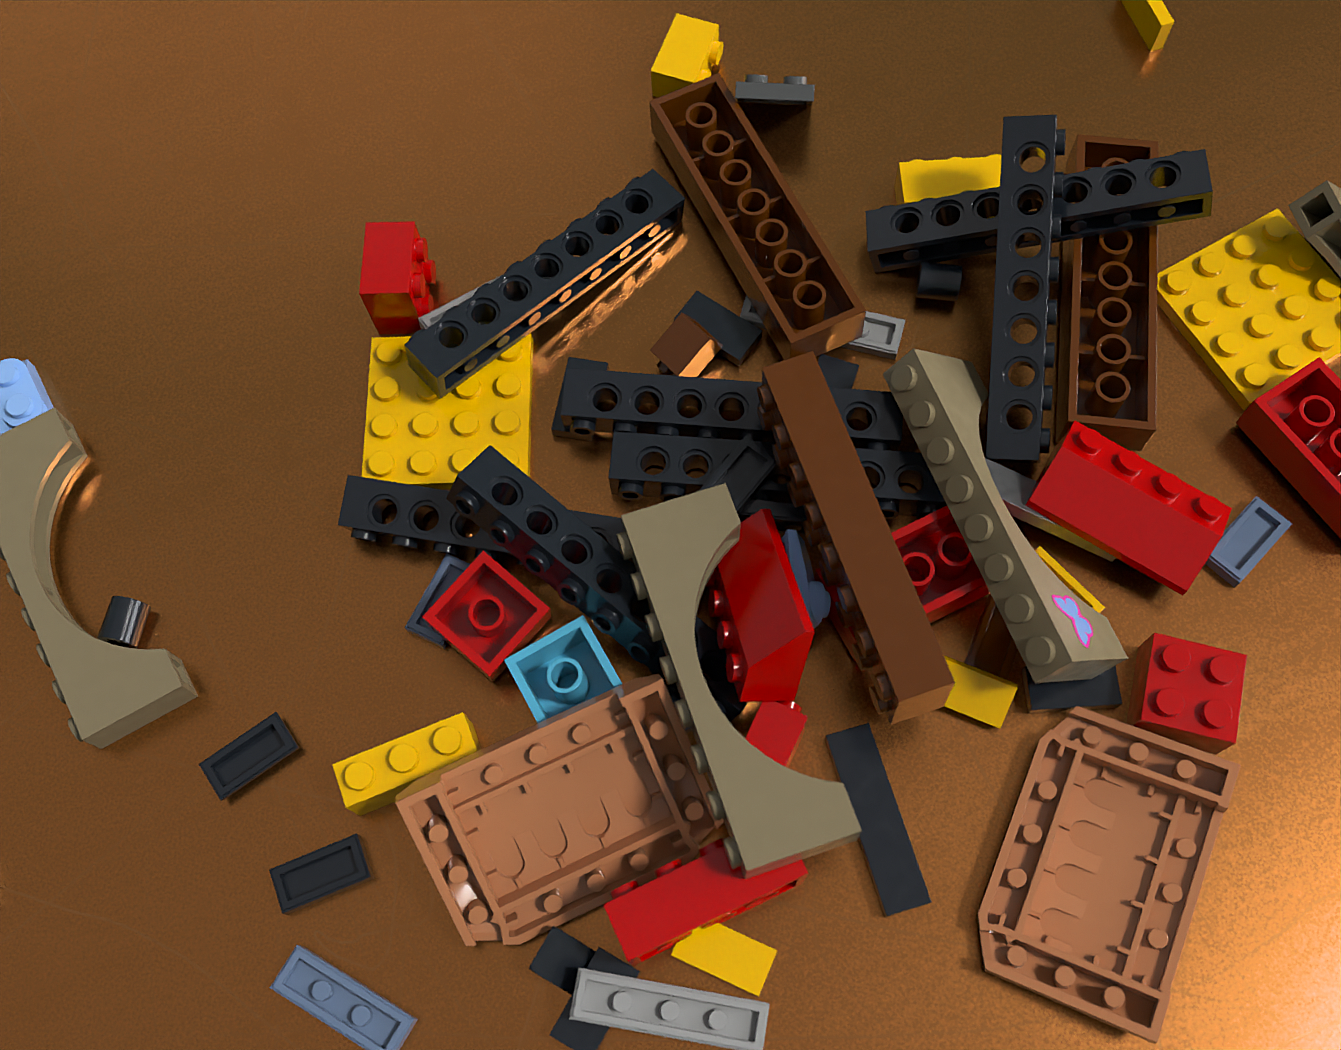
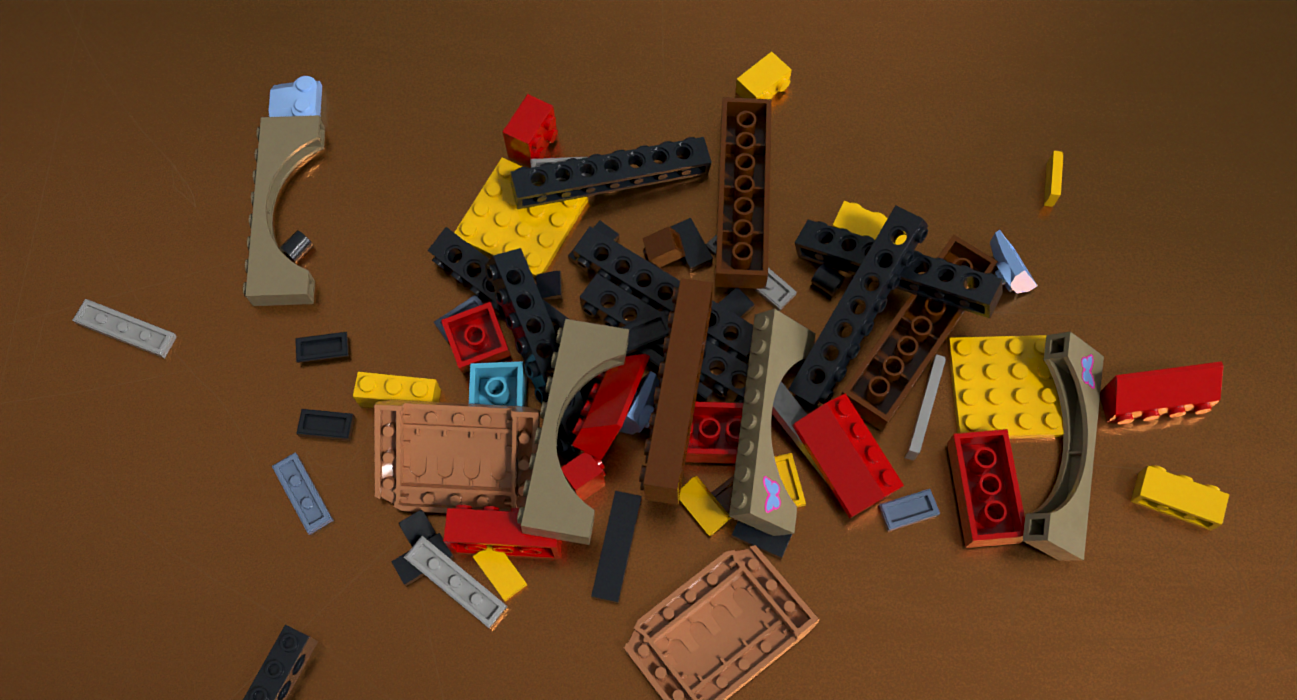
camera: 25 degrees right, 0 degrees up
(555, 480) = (550, 285): none -> black slope
(758, 90) = (792, 120): dark grey plate -> none
(1172, 131) = (1010, 266): none -> light blue slope
(1183, 395) = (925, 407): none -> light grey tile
(1187, 692) = (818, 569): red brick -> none

